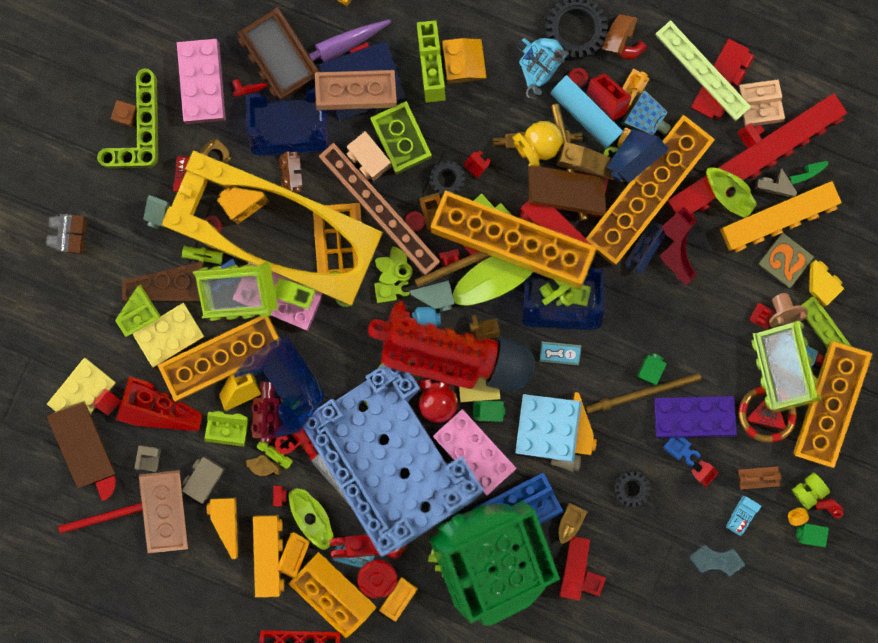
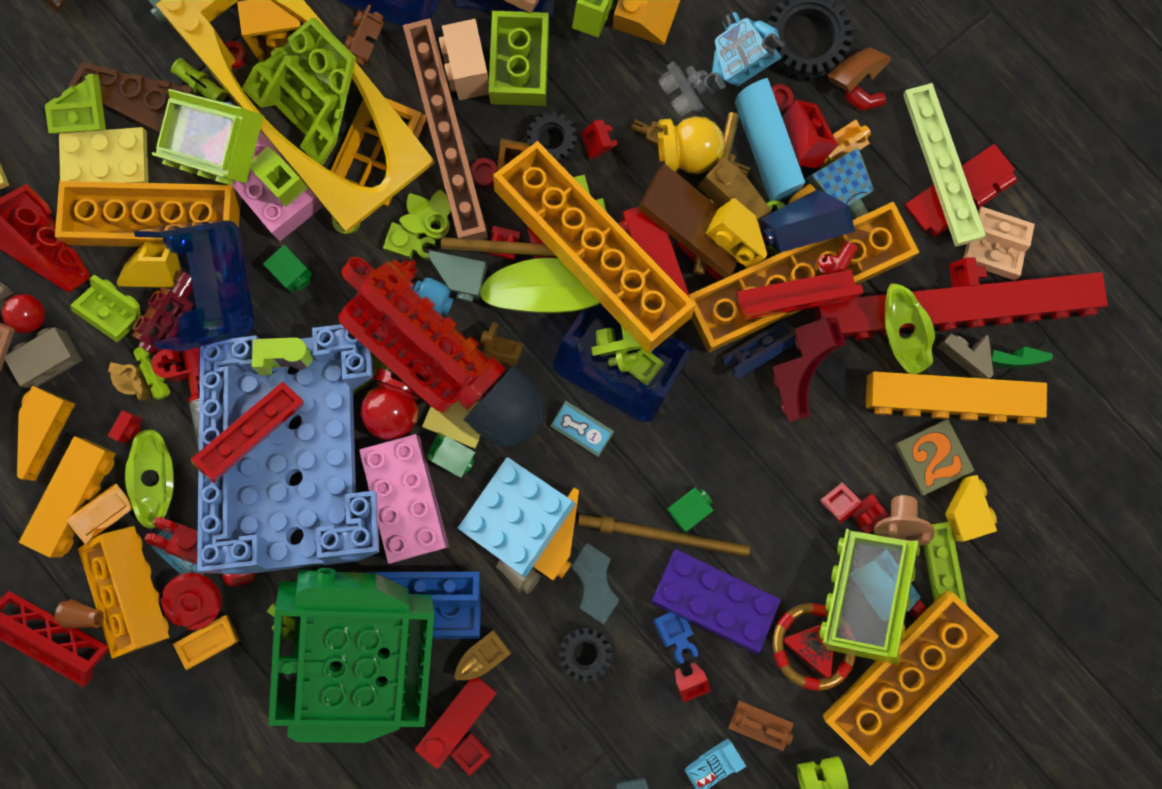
camera: 30 degrees right, 5 degrees down
(176, 458) = (23, 313): none -> red piece
(284, 225) = (308, 84): none -> lime wedge
(313, 622) = (78, 615): none -> dark orange cone
(326, 346) = (288, 269): none -> green brick
(354, 401) = (280, 353): none -> lime leg
(364, 459) = (247, 432): none -> red plate
(506, 98) = (675, 78): none -> clear hips
(597, 184) = (738, 233): none -> yellow slope
(622, 451) = (592, 569): none -> clear light blue tile
(652, 205) = (797, 295): none -> red fence
(668, 172) = (838, 262): none -> red arm
(742, 318) = (841, 502): none -> tile

